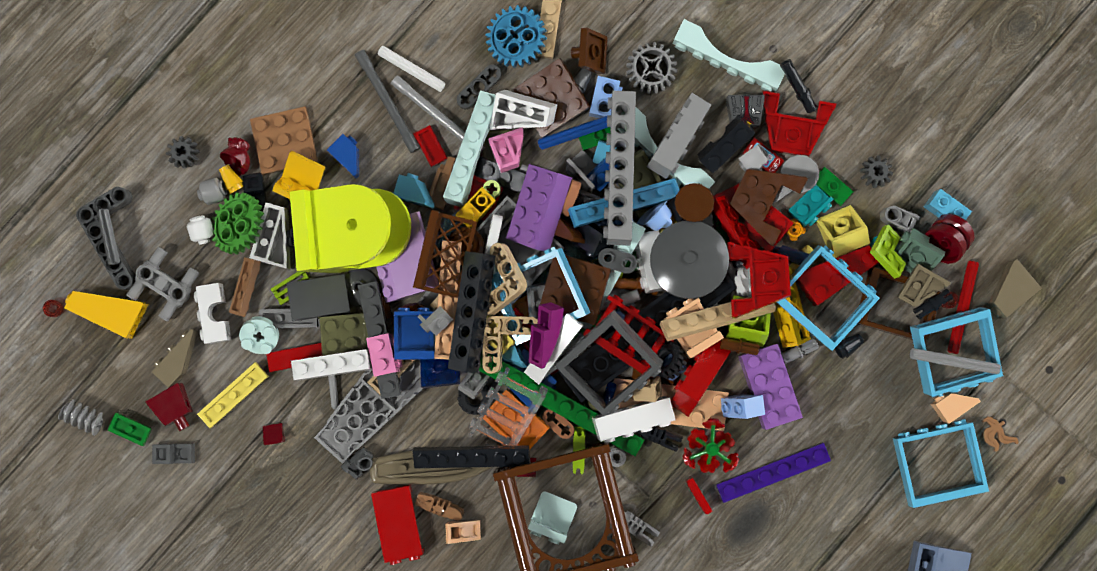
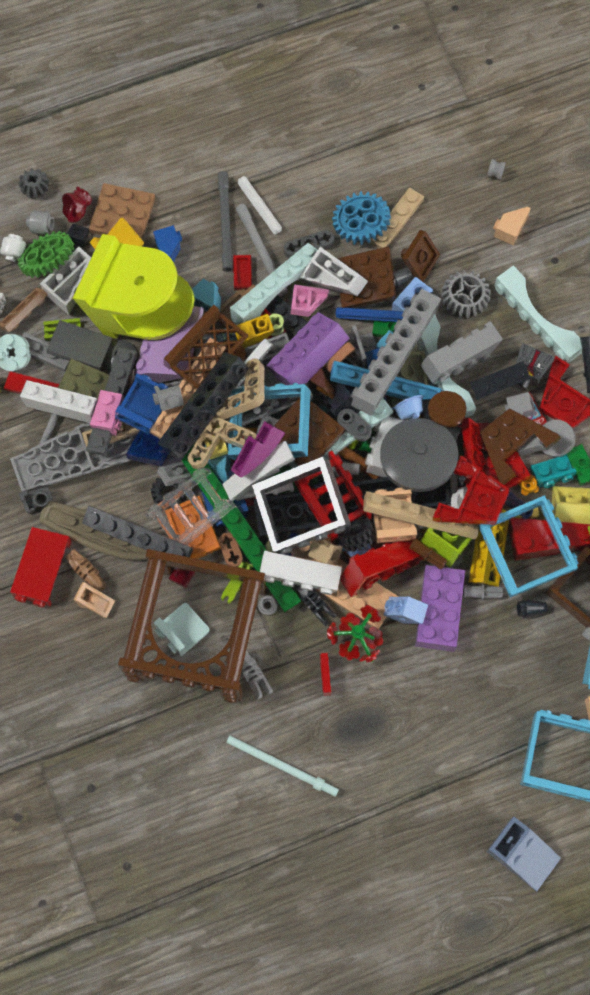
camera: 25 degrees right, 15 degrees down
(231, 179) = (60, 220): yellow cone -> none
(773, 472) = (405, 689): dark purple plate -> none

